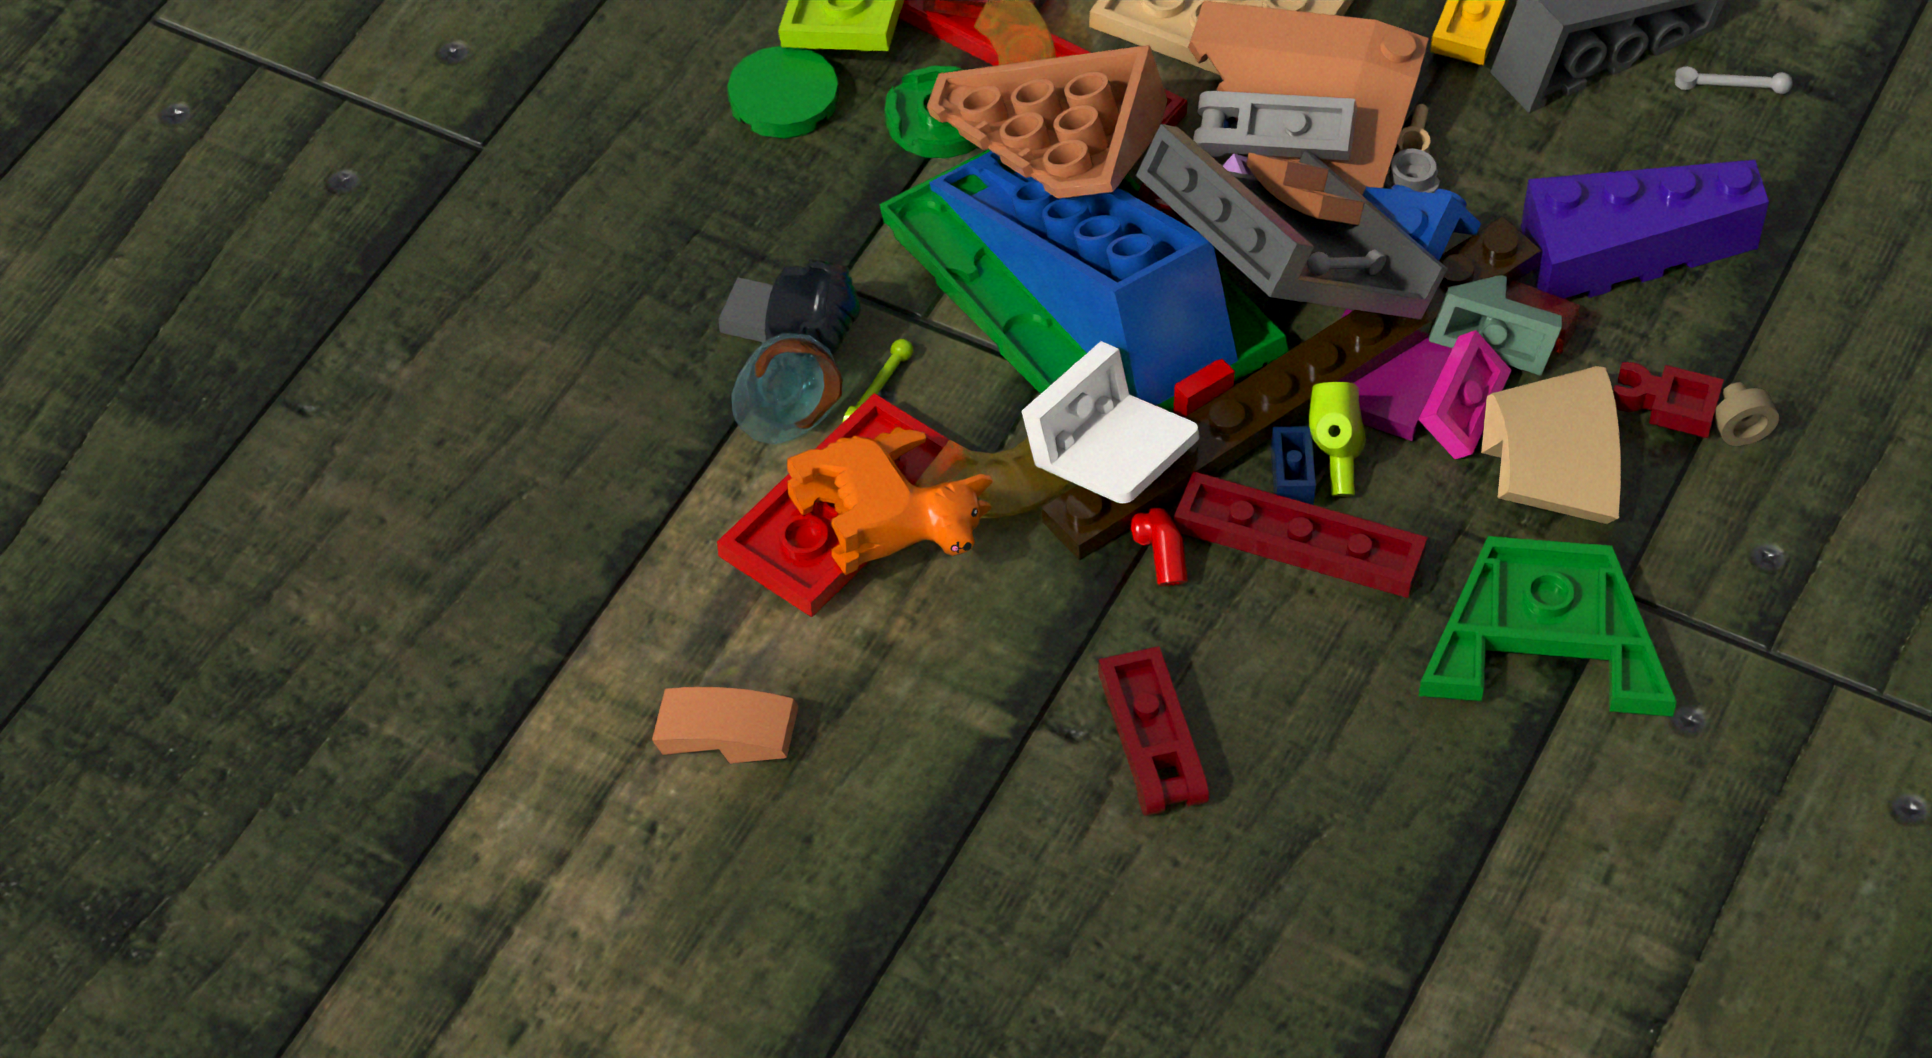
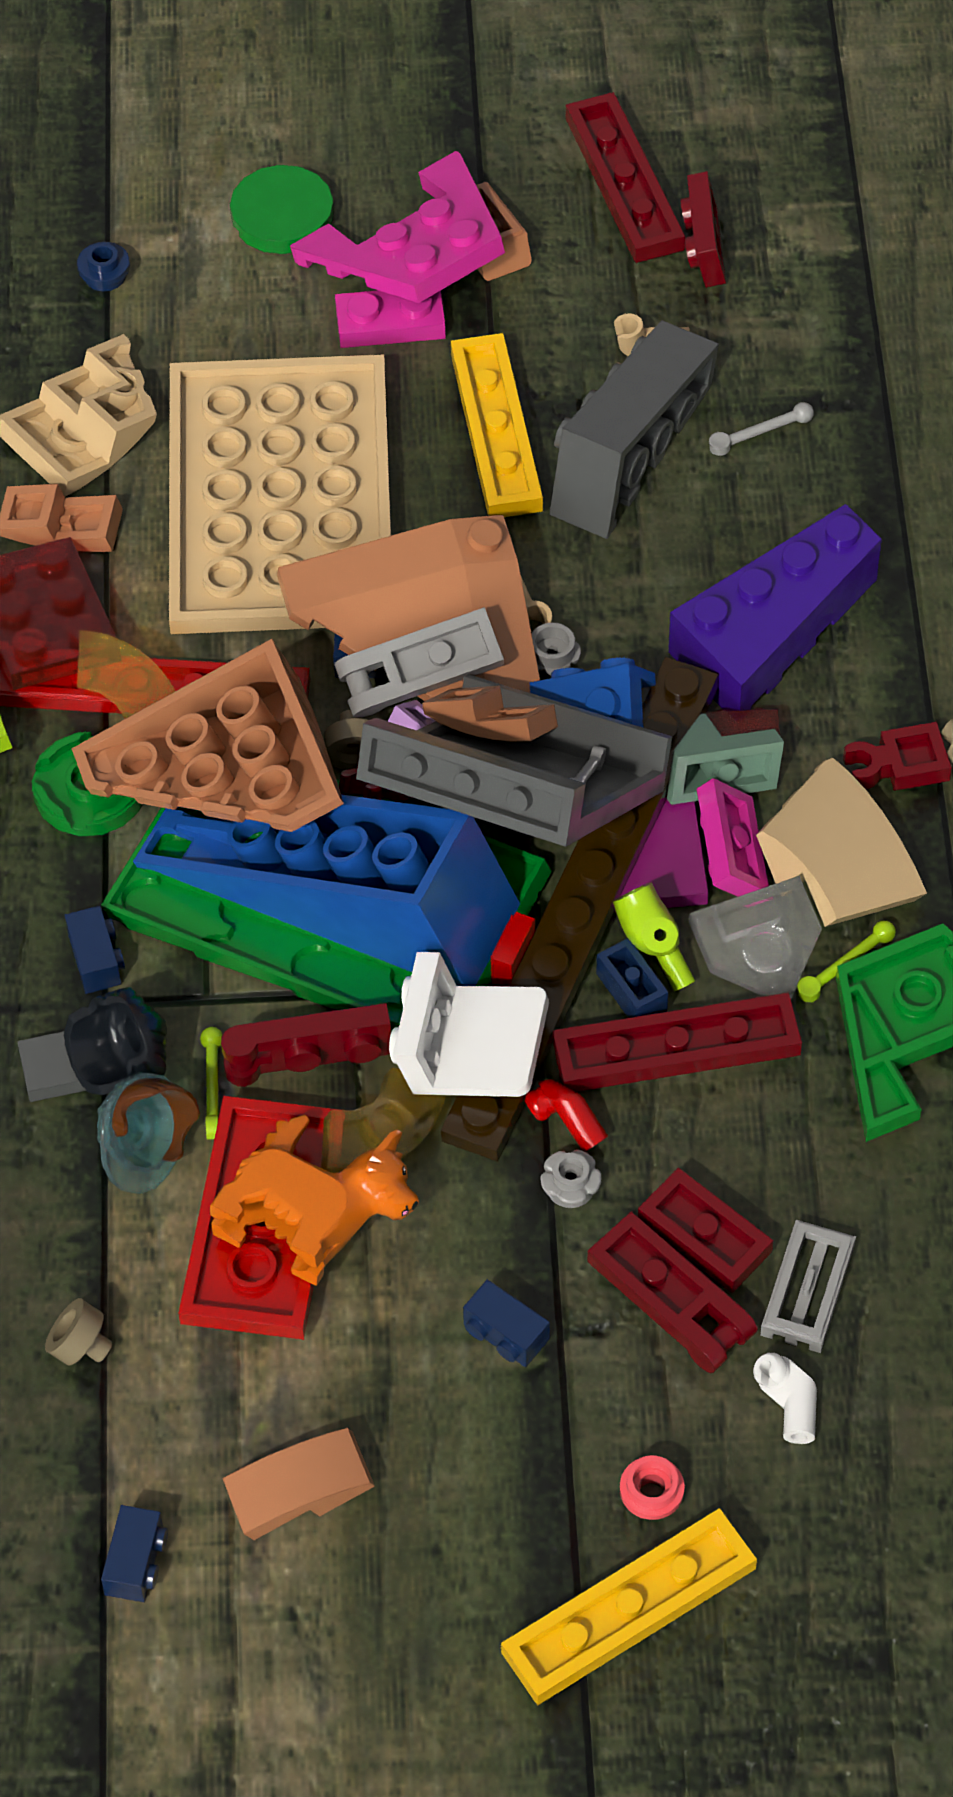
camera: 30 degrees left, 5 degrees up
(552, 710) = (133, 1552): none -> dark blue piece
(626, 521) = (78, 1334): none -> dark tan tile
(852, 234) = (92, 948): none -> dark blue piece
(935, 961) = (628, 1606): none -> yellow plate
(965, 381) = (305, 1042): none -> dark red plate
(990, 686) = (506, 1324): none -> dark blue piece
(1025, 863) = (657, 1471): none -> coral plate
(1126, 611) = (570, 1192): none -> light grey plate
(1205, 864) = (792, 1391): none -> white arm
(1218, 695) = (705, 1230): none -> dark red plate
(1247, 818) = (795, 1329): none -> light grey tile
(1435, 483) = (759, 937): none -> clear plate
(1457, 549) = (810, 987): none -> lime hinge

